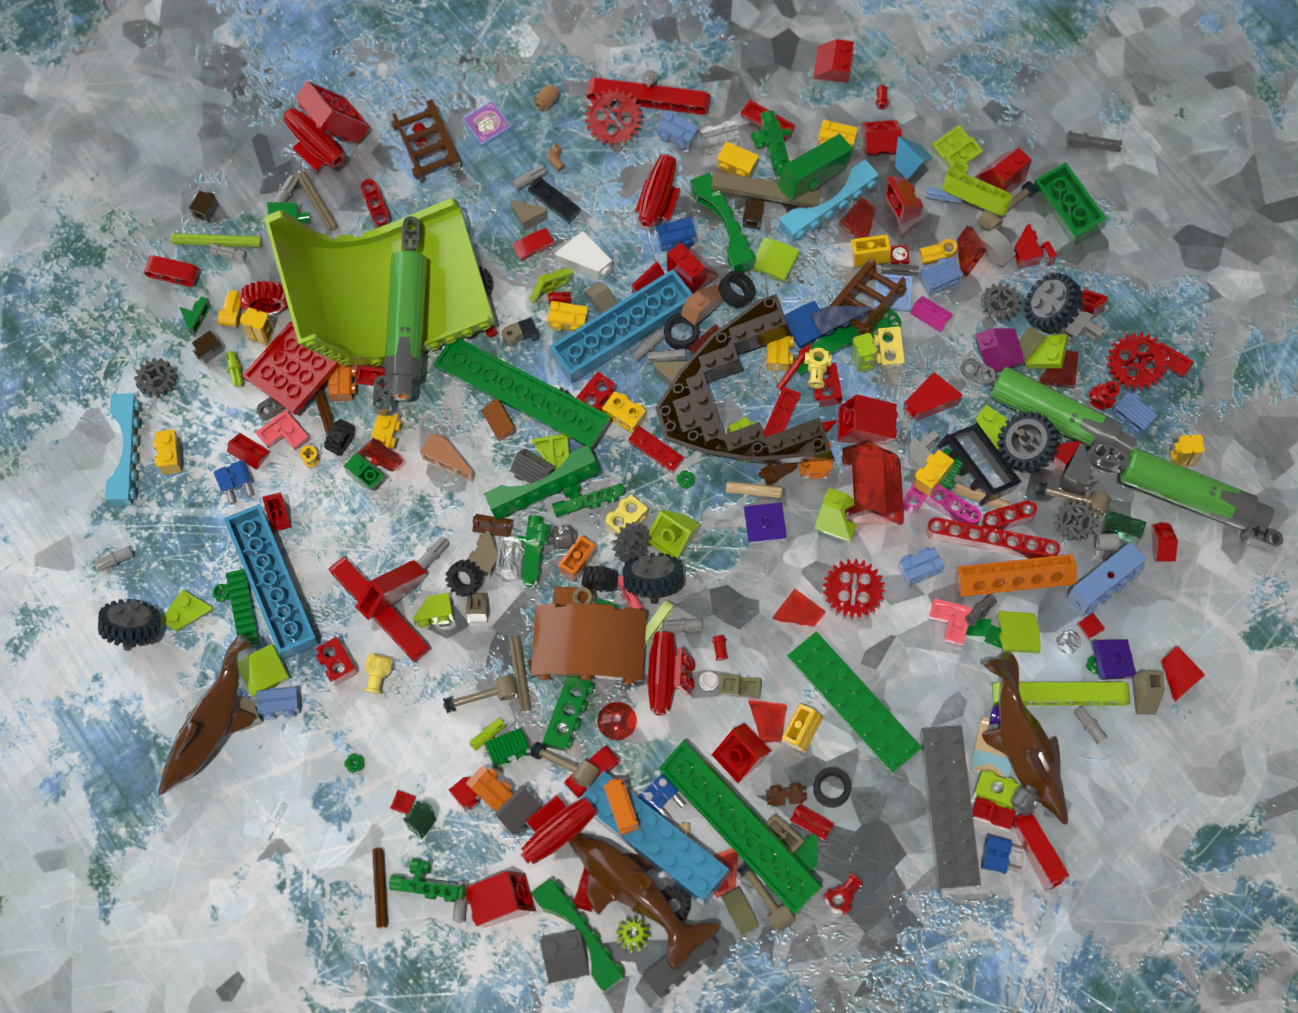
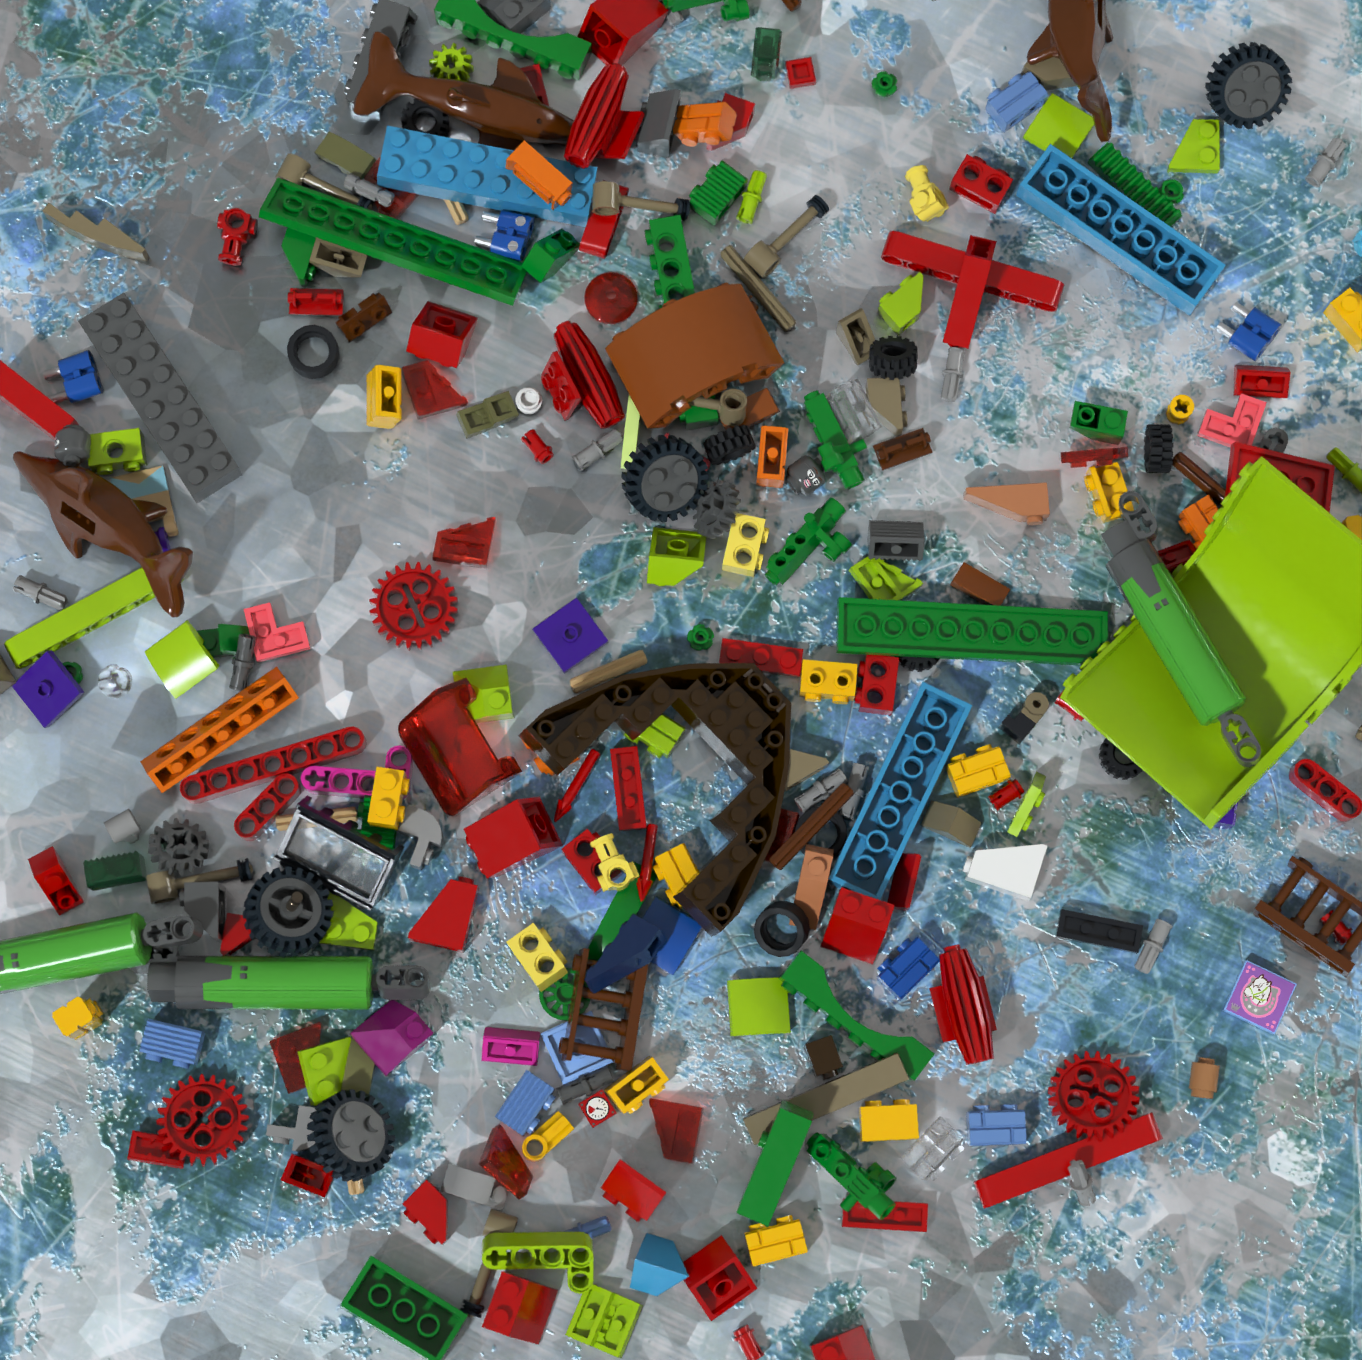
camera: 145 degrees right, 10 degrees up
(277, 511) = (1171, 319): red slope -> none
(508, 499) = (840, 566): green arch -> none
(528, 214) = (1120, 887): dark tan slope -> none
(532, 243) = (1086, 852): red slope -> none
(553, 157) = (1138, 995): medium nougat arm -> none
(640, 765) = (550, 255): none -> green slope
(685, 331) = (811, 826): none -> reddish brown axle
(737, 874) = (369, 190): none -> light grey axle
(800, 221) = (710, 1188): medium azure arch -> none
(854, 702) = (341, 469): green plate -> none
(863, 352) = (565, 925): lime brick -> none
(921, 566) = (345, 681): medium blue brick -> none
(932, 942) = (102, 236): none -> dark tan slope
(992, 814) = (109, 420): red slope -> none
(994, 305) = (413, 1116): dark grey gear -> none
(1048, 253) = (397, 1219): red tile -> none
(1091, 626) = (98, 722): red tile -> none
(1103, 395) = (225, 1042): red connector -> none
(1106, 580) = (102, 781): medium blue brick -> none

